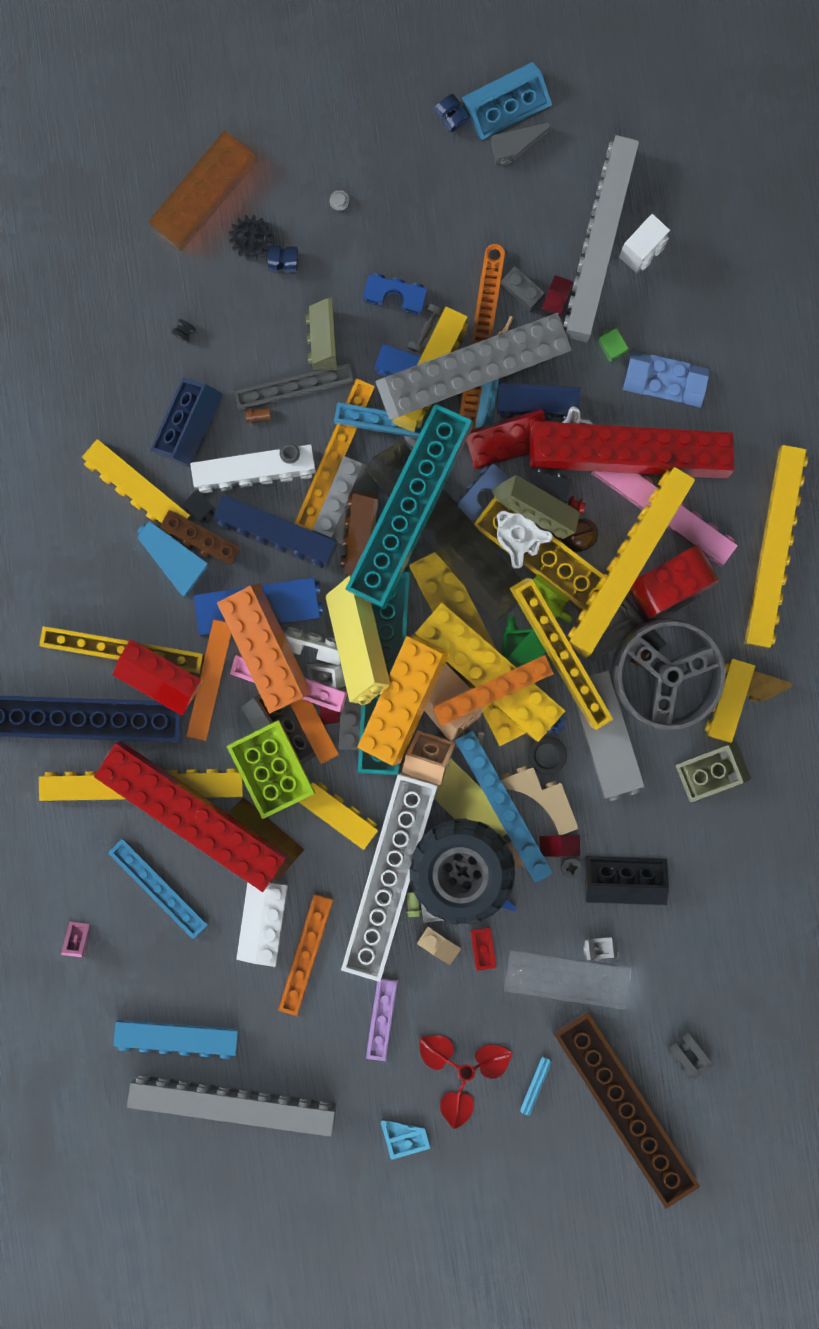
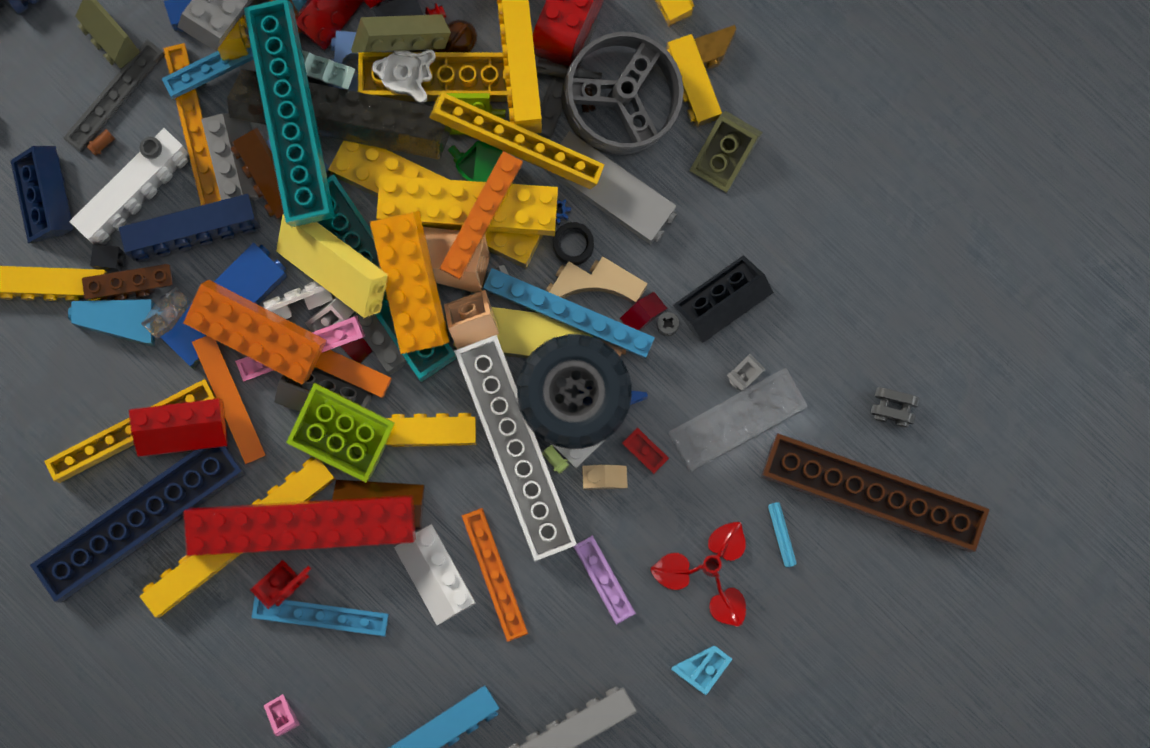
camera: 40 degrees left, 5 degrees down
(145, 844) = (279, 584): none -> red bracket
(211, 582) = (166, 312): none -> clear brick
(464, 490) = (327, 70): none -> light aqua slope

